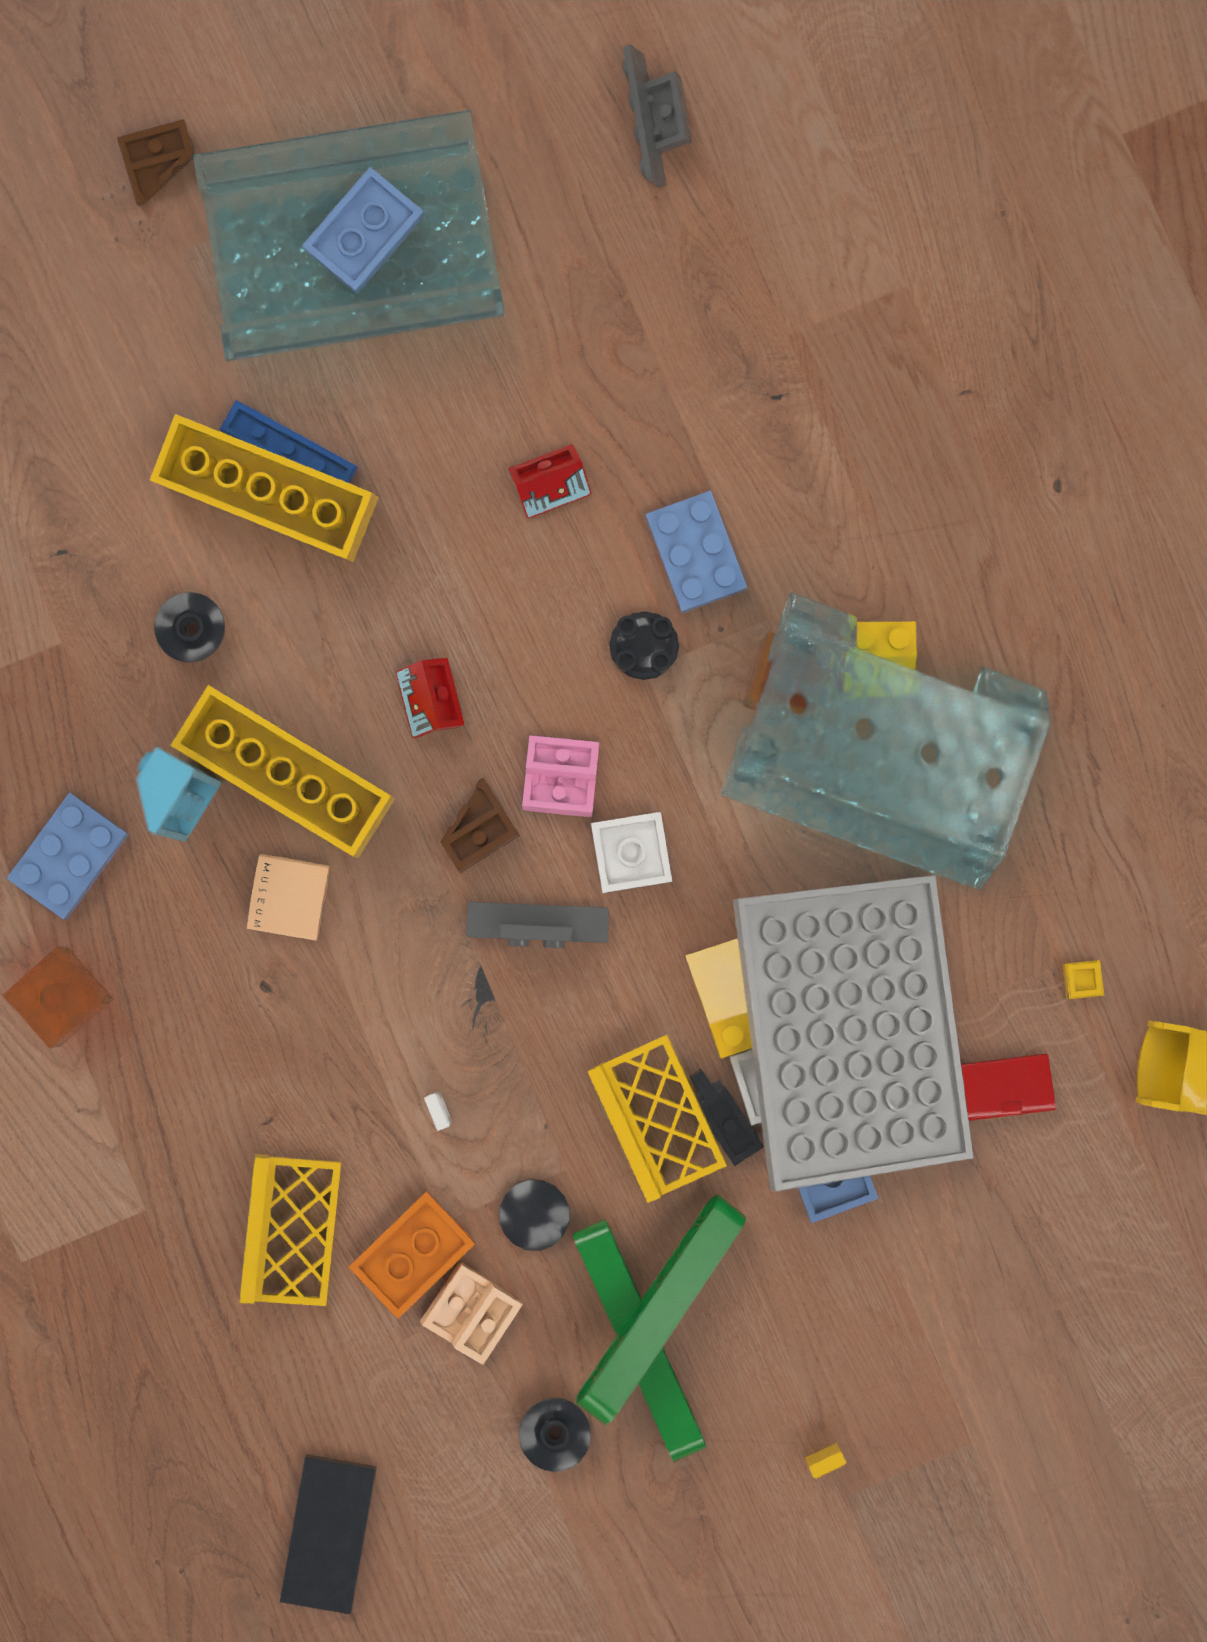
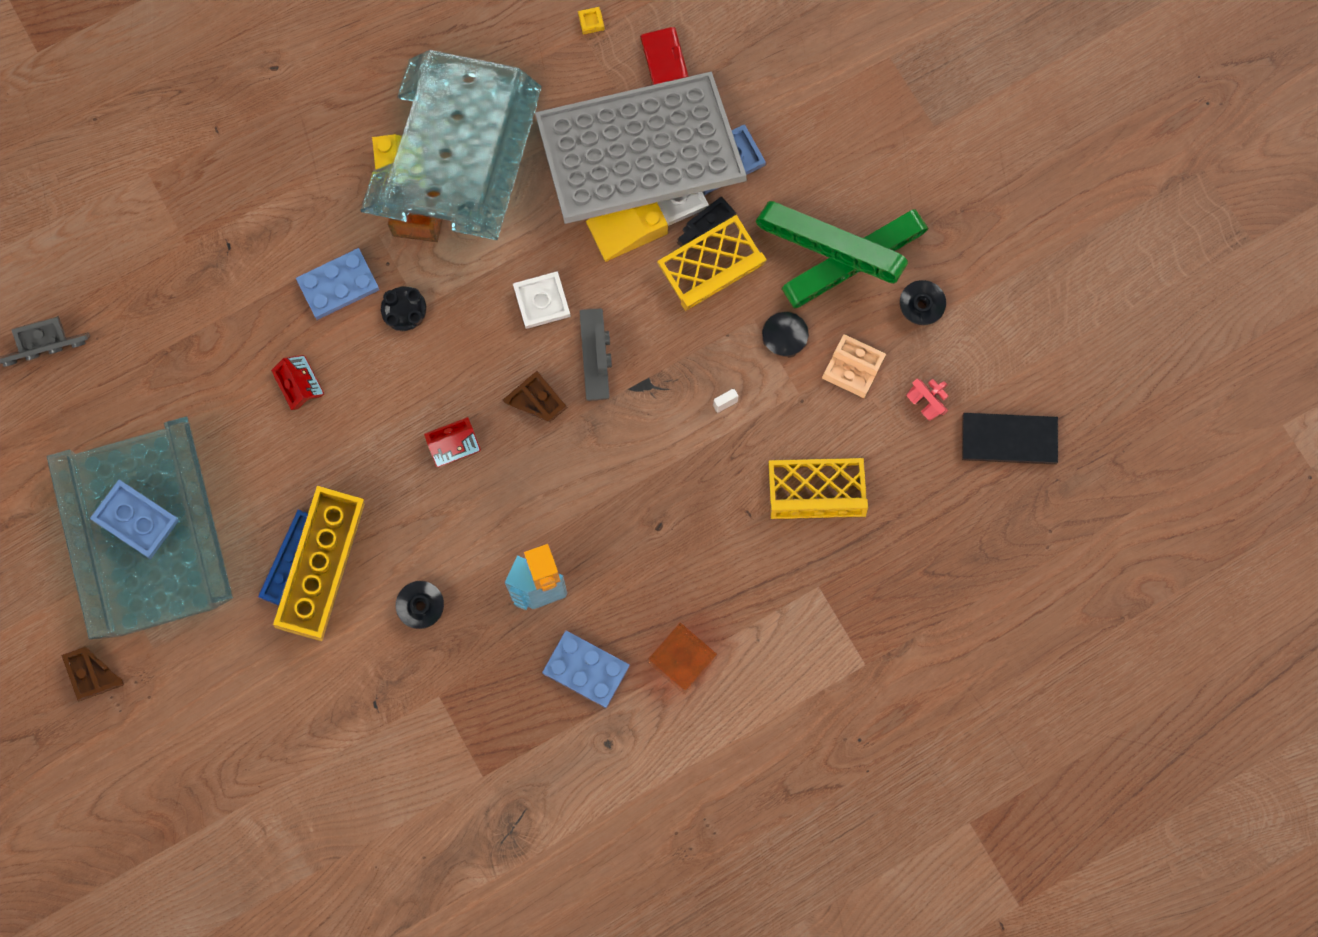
camera: 95 degrees left, 10 degrees down
(154, 803) = (542, 567): none -> light orange brick
(282, 772) = (512, 524): yellow brick -> none
(288, 897) = (596, 516): light nougat slope -> none
(389, 1428) = (934, 407): none -> coral hips
(412, 1254) = (821, 406): orange plate -> none
(560, 776) = (496, 351): bright pink slope -> none
(825, 1461) = (913, 138): yellow tile -> none

